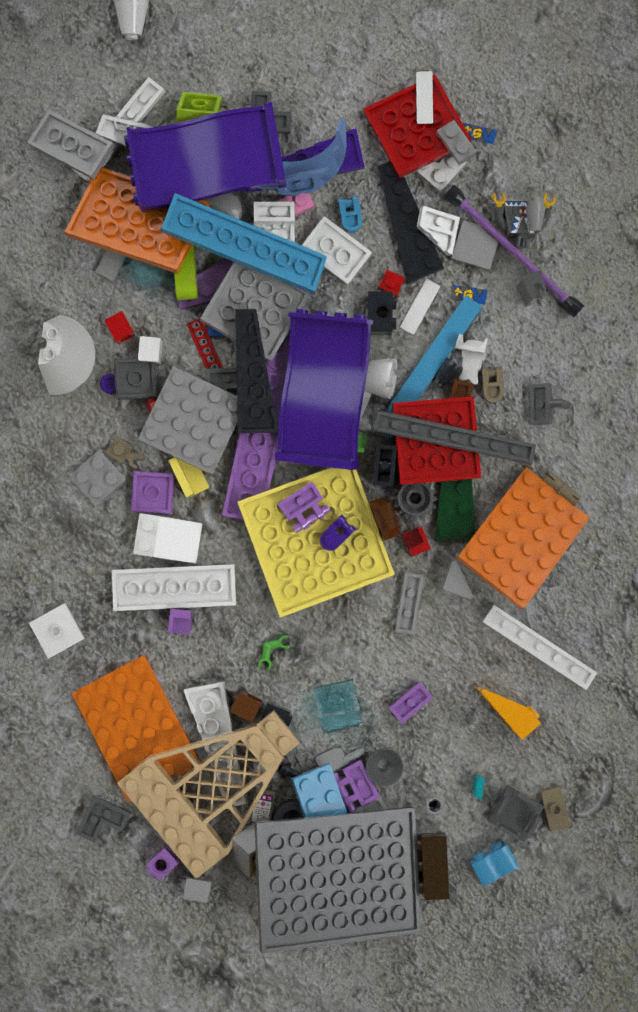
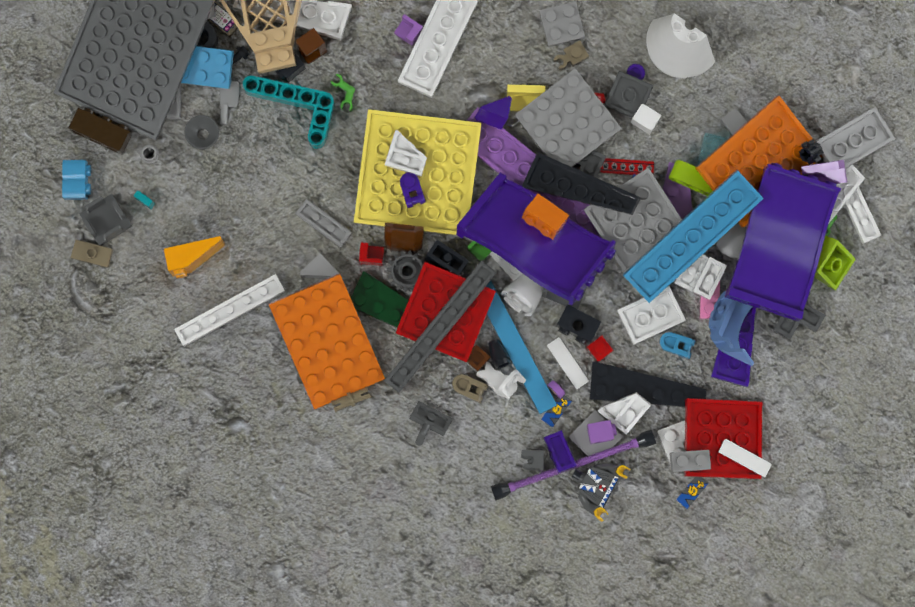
camera: 115 degrees right, 5 degrees down
(104, 175) = (811, 152): none -> black gear
(115, 151) = (827, 171): none -> panel
(119, 327) = (678, 104): red panel -> none
(153, 492) = (526, 61): medium lavender plate -> none
(167, 538) = (482, 54): white slope -> none
(220, 492) = (495, 113): none -> dark purple slope
(299, 391) = (545, 216): none -> orange brick
(301, 501) = (453, 171): medium lavender plate -> none
(304, 692) = (296, 100): none -> teal beam
(307, 557) = (405, 156): none -> white wing
(338, 706) = (270, 120): clear light blue slope -> none
(361, 784) = (193, 106): medium lavender plate -> none
(410, 702) = (241, 181): medium lavender plate -> none
(451, 302) = (556, 389): none -> medium lavender tile
(471, 239) = (601, 432): none -> medium lavender brick
(510, 267) = (559, 452): none -> dark purple tile
(535, 214) = (593, 494): light grey cone -> none

